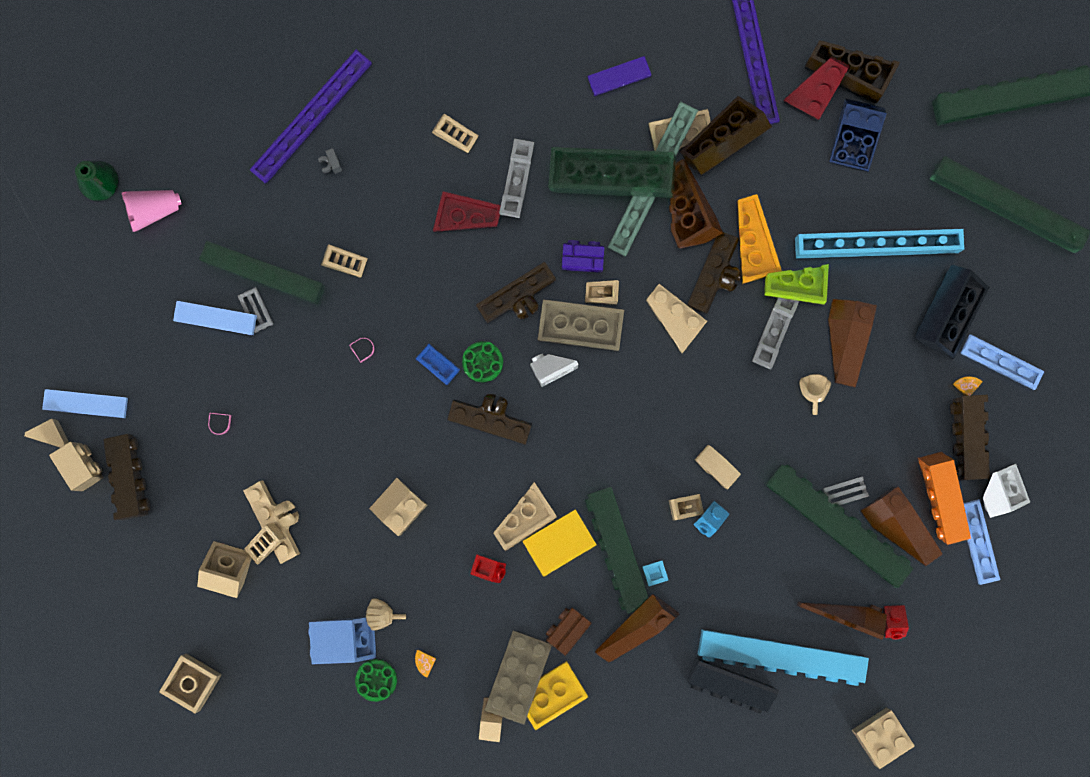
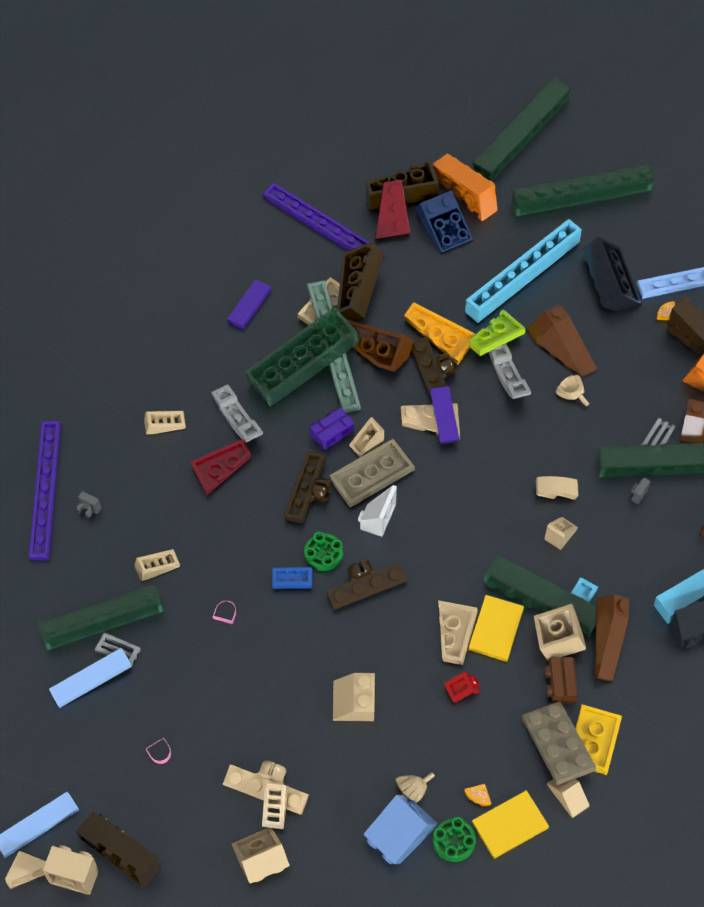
camera: 40 degrees left, 25 degrees down
(427, 704) = (510, 824): none -> yellow tile
(599, 593) = (559, 632): none -> tan slope
(684, 325) = (444, 415): none -> dark purple tile
(711, 519) = (587, 525): dark azure bracket -> none
(782, 527) = (640, 490): none -> dark grey plate
(910, 113) = (467, 185): none -> orange wedge

